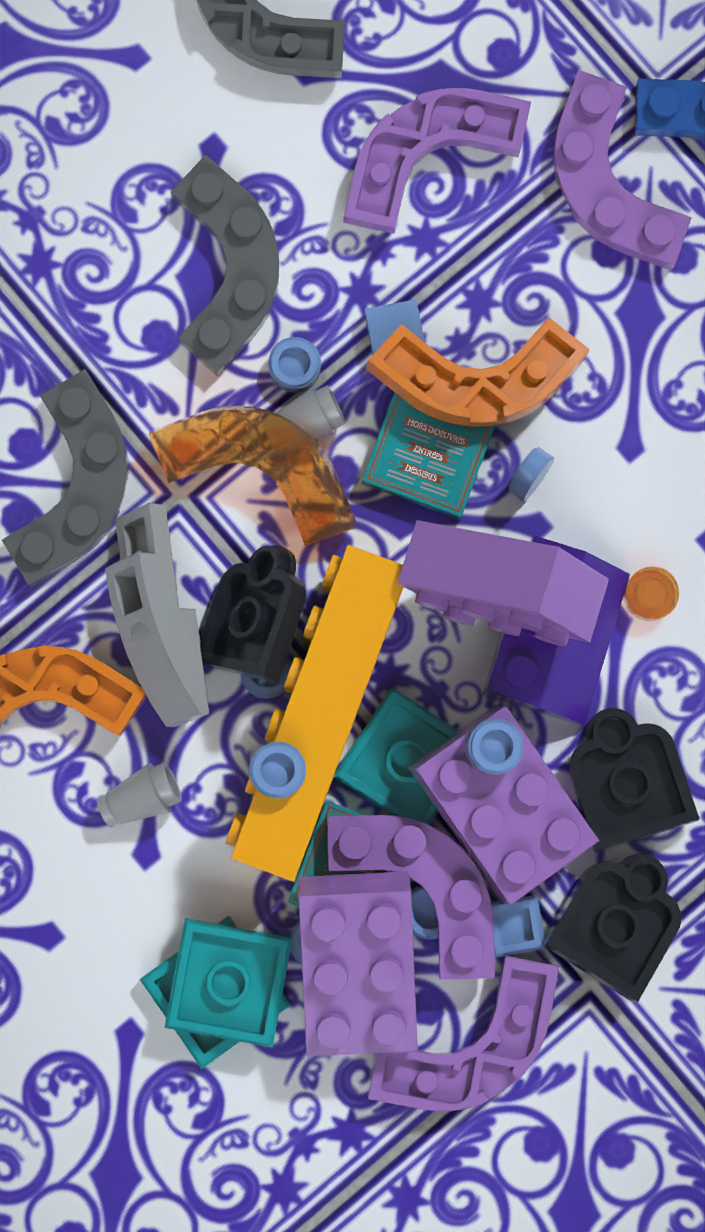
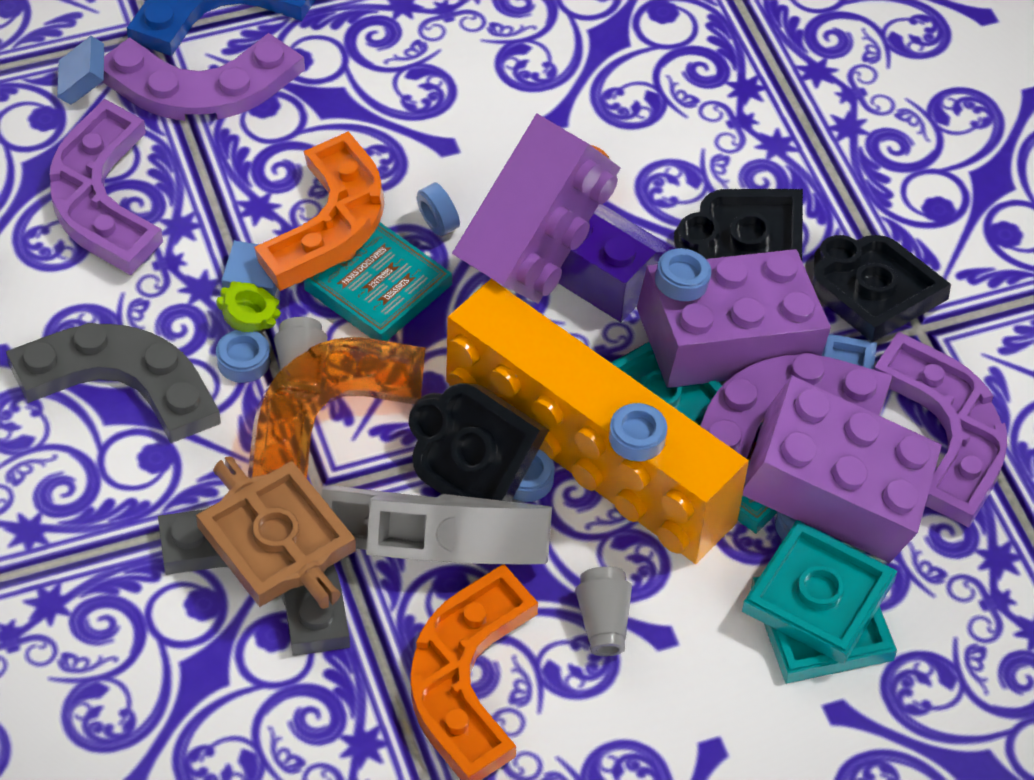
camera: 65 degrees left, 30 degrees down
(85, 482) = (276, 533): none -> medium nougat plate
(353, 343) = (248, 307): none -> lime animal
(562, 61) = (80, 70): none -> medium blue tile

